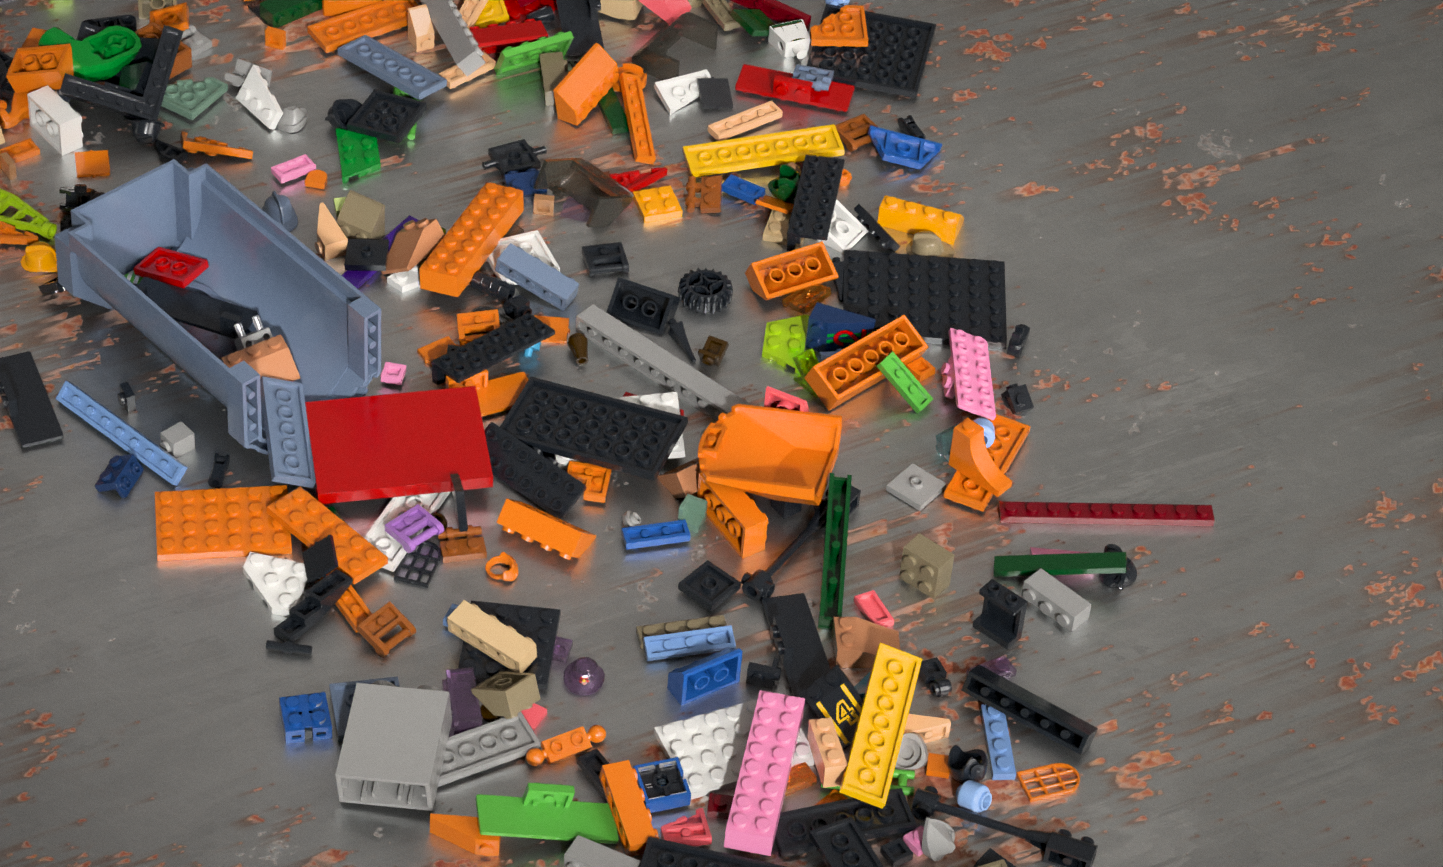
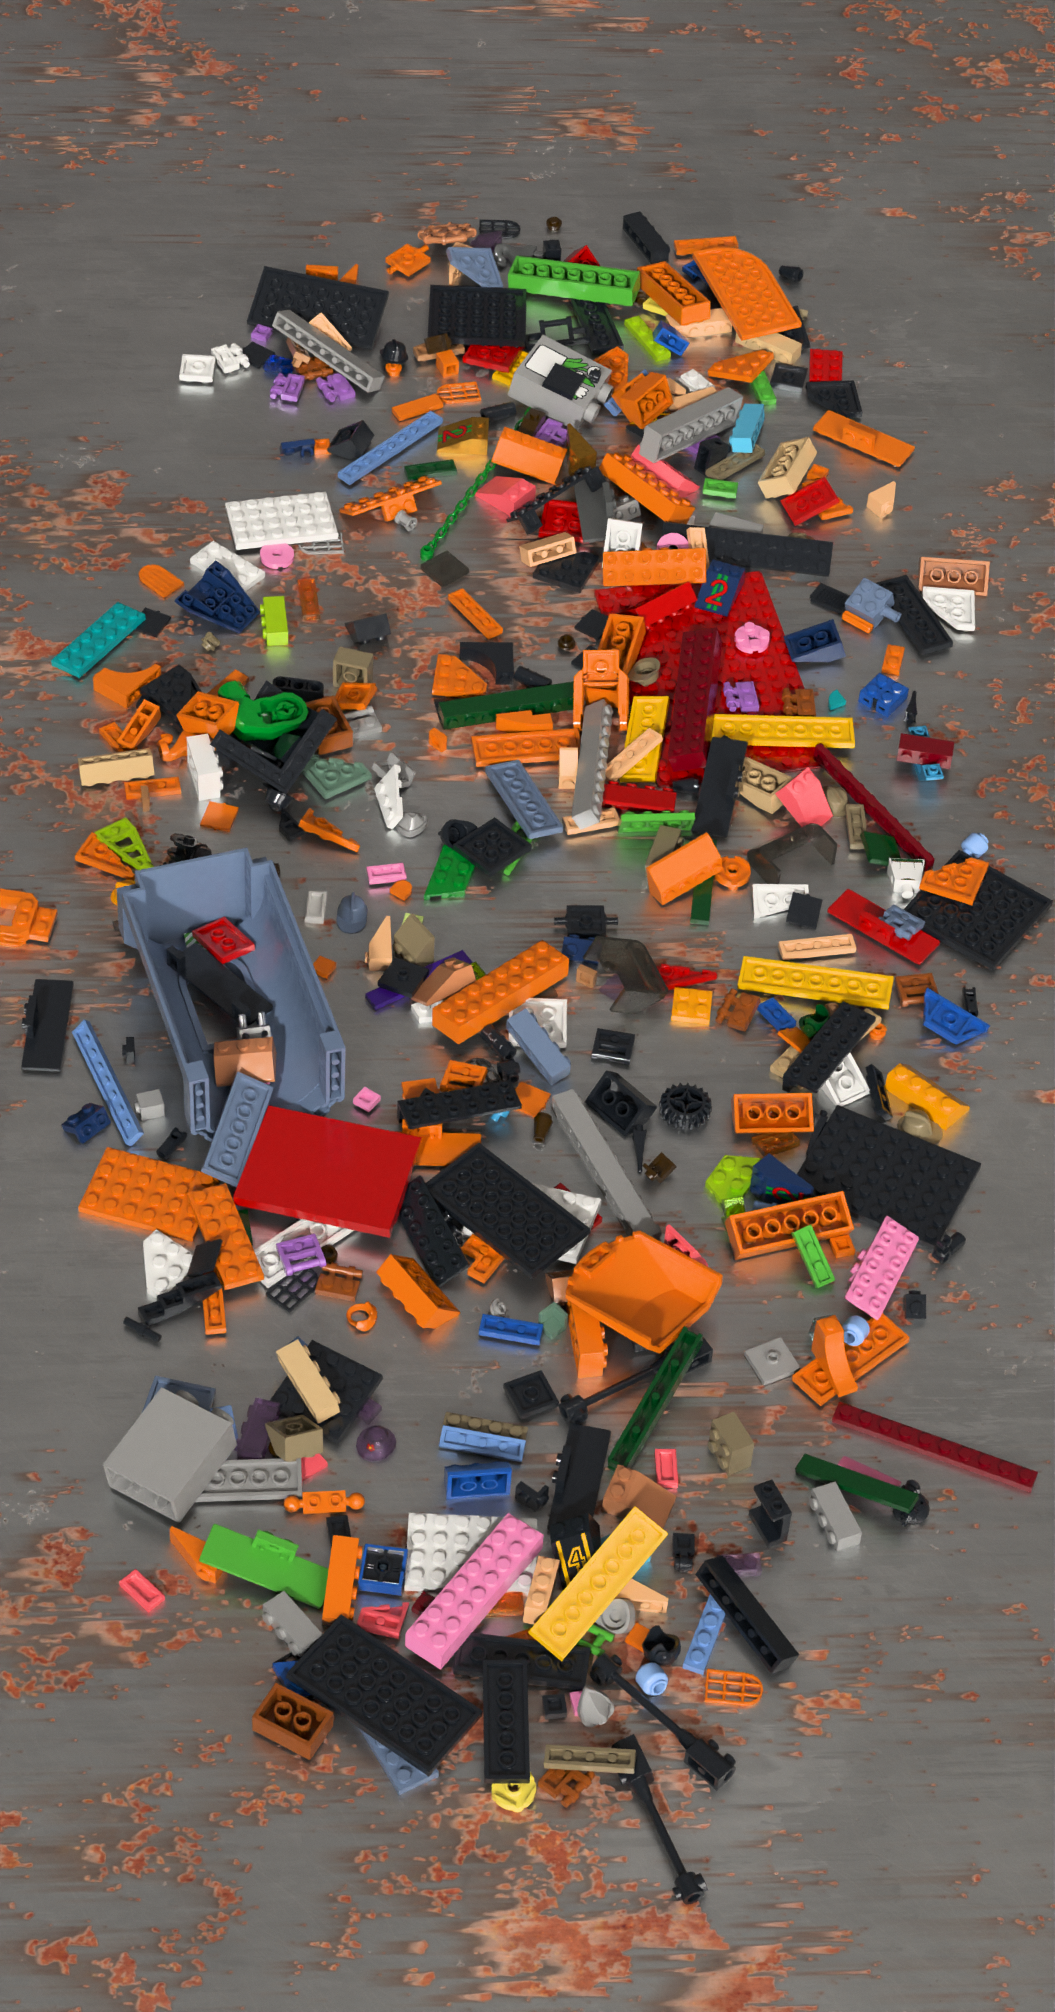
camera: 25 degrees right, 5 degrees up
(305, 717) = (120, 1399): blue piece -> none
(383, 622) = (228, 1334): dark orange plate -> none
(459, 502) = (348, 1244): black tile -> none
(637, 118) = (716, 915): orange plate -> none

